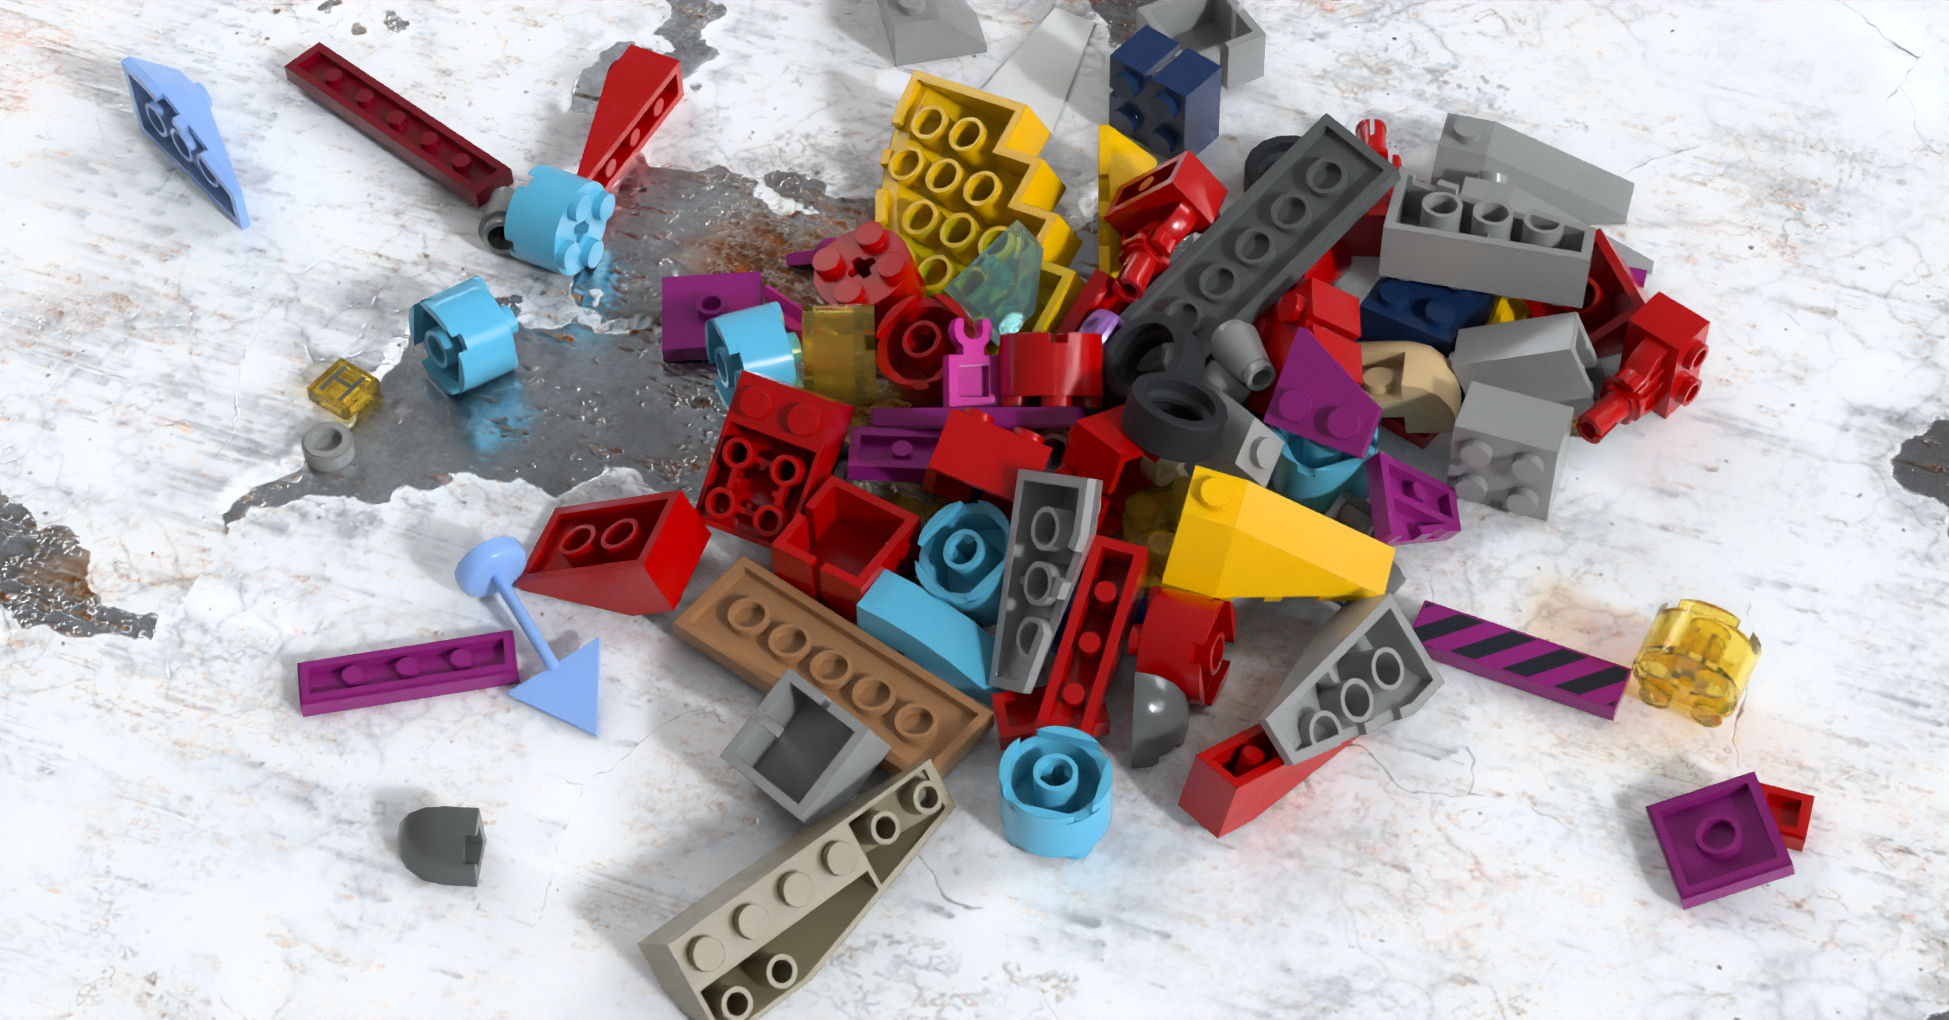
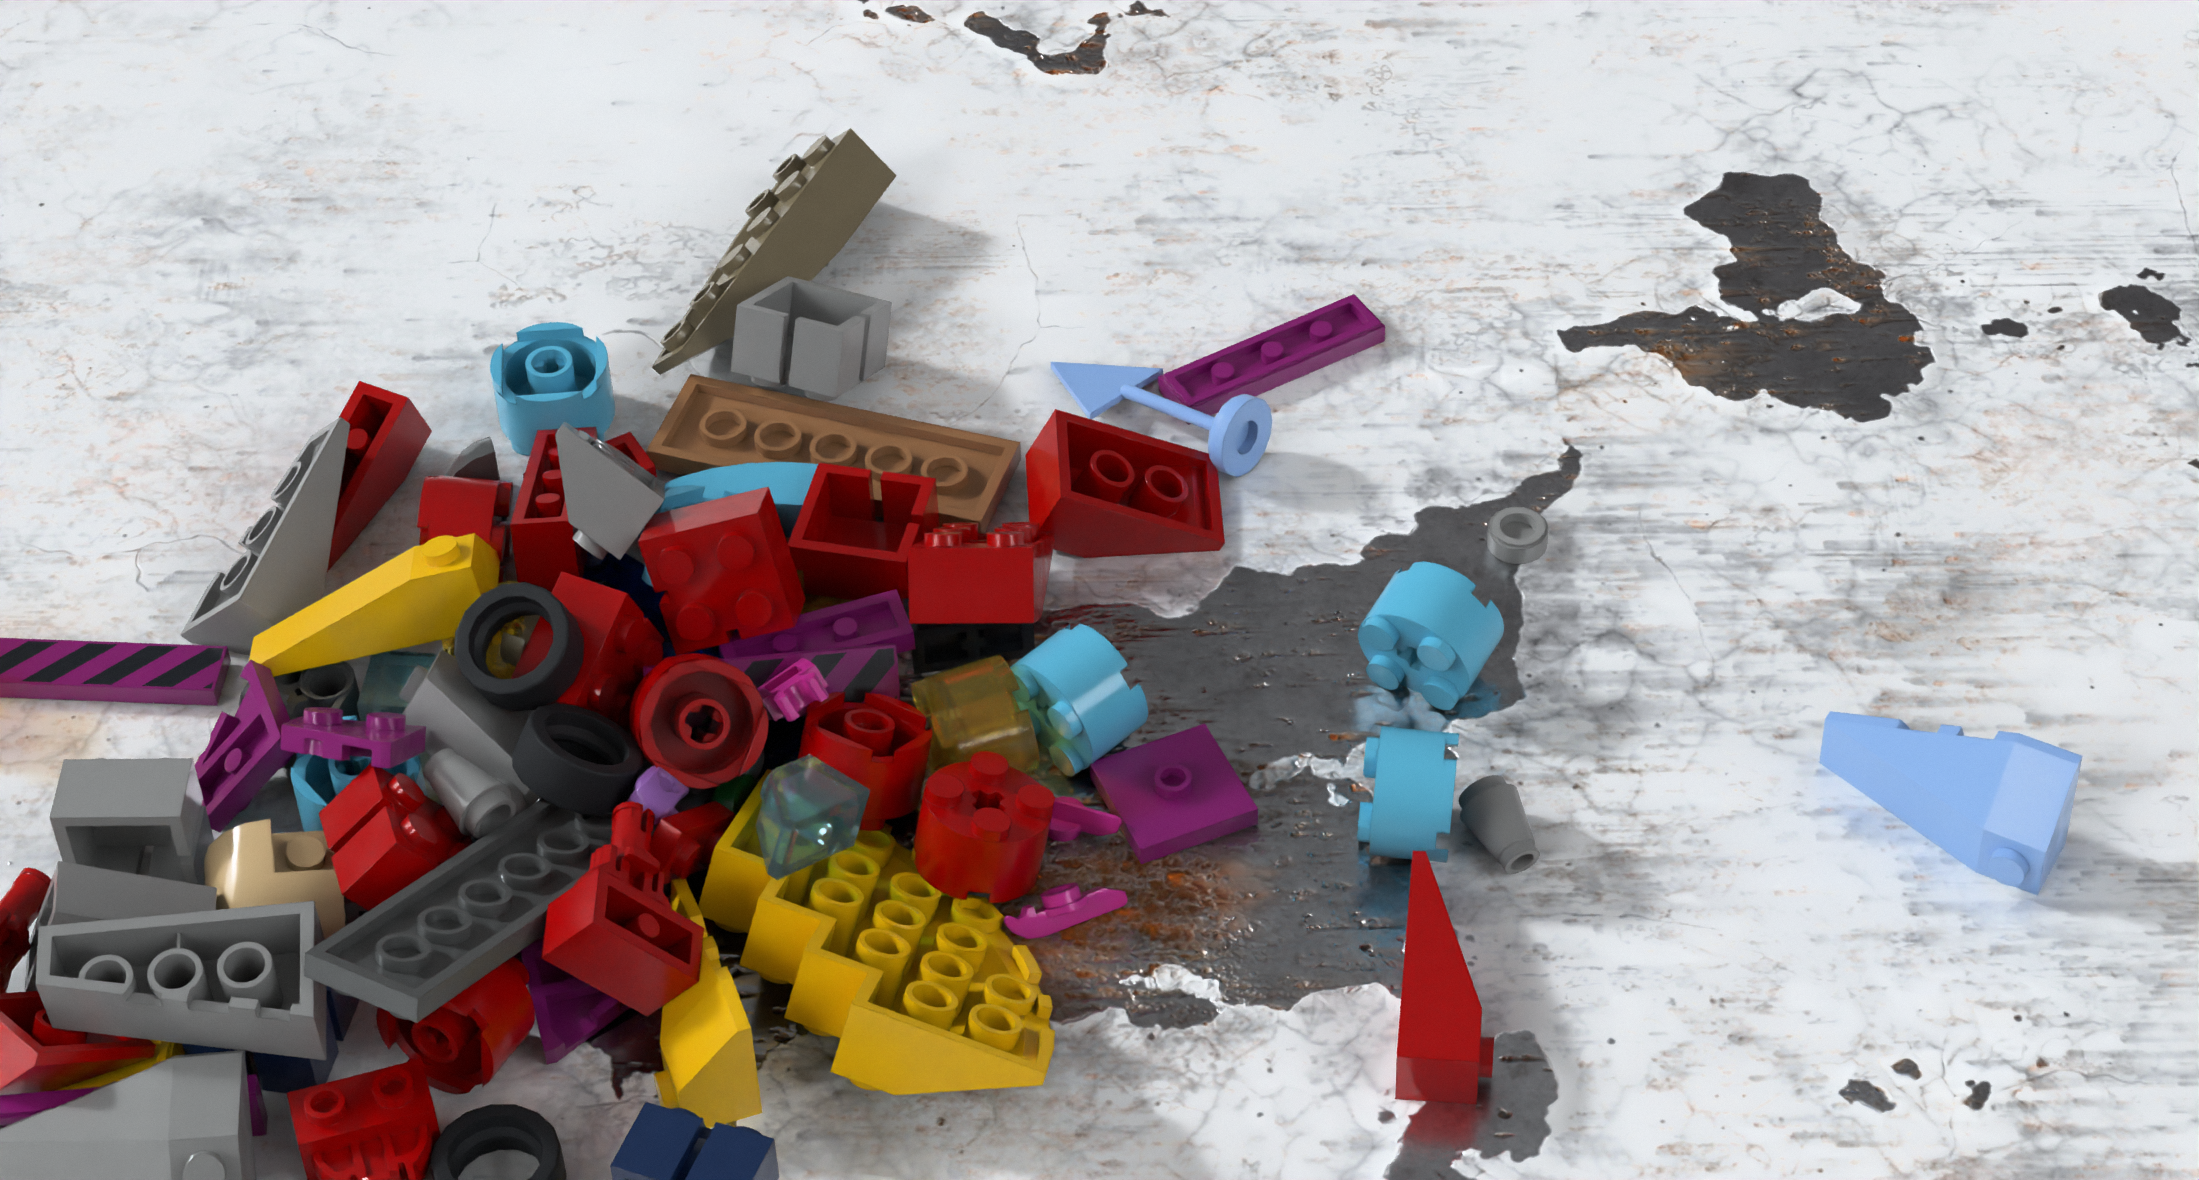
camera: 160 degrees right, 5 degrees down
(343, 389) = (1546, 594): clear yellow tile -> none
(398, 124) = (1731, 912): dark red plate -> none
(443, 844) = (1136, 231): dark grey brick -> none

